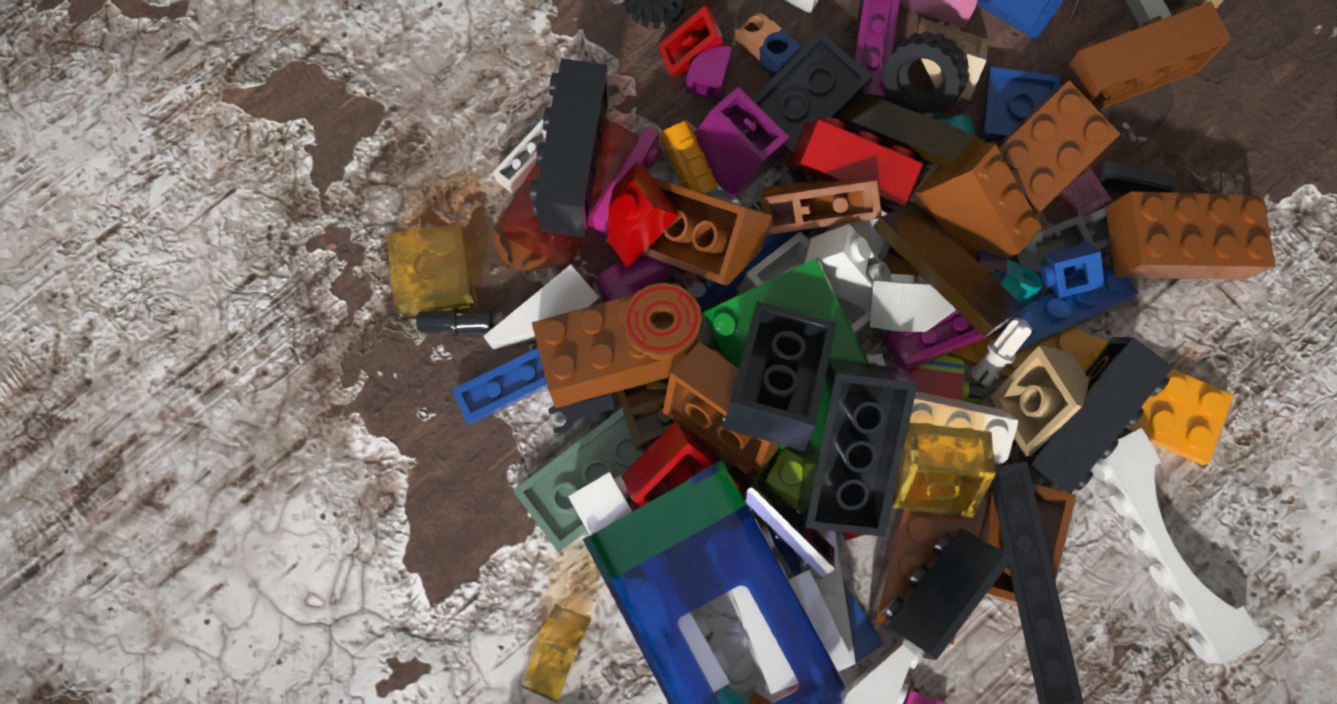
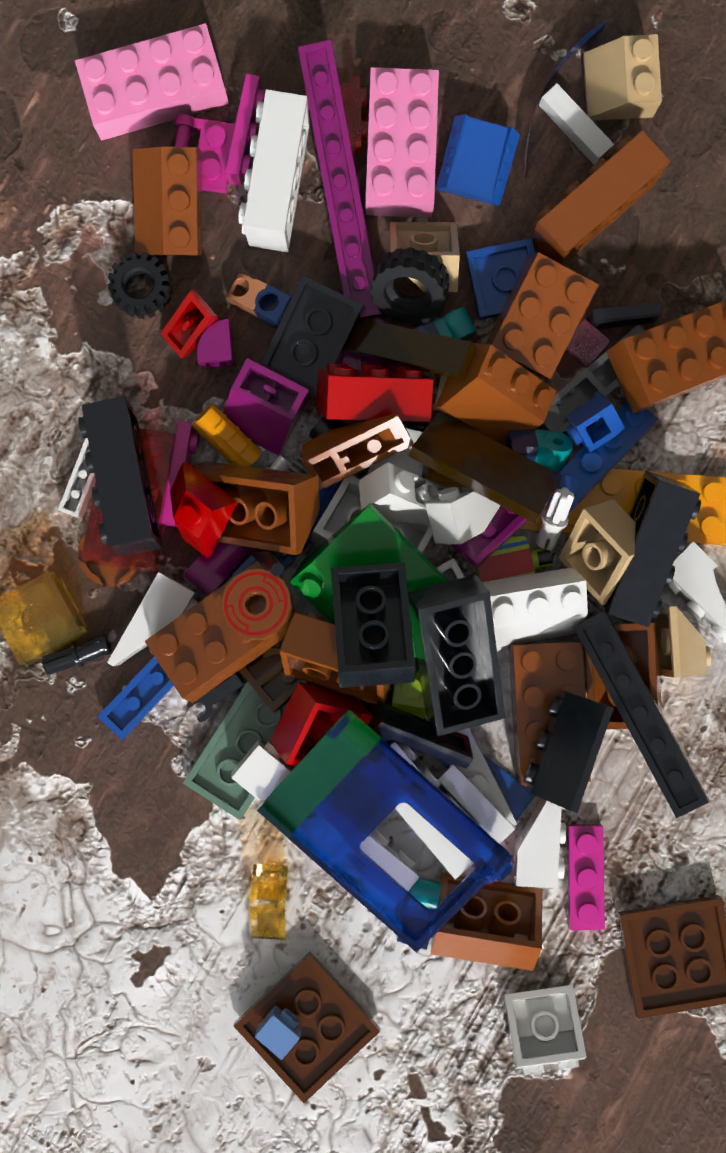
camera: 20 degrees left, 10 degrees up
(944, 469) = (535, 647): clear yellow brick -> none
(1095, 532) = (680, 645): none -> tan slope

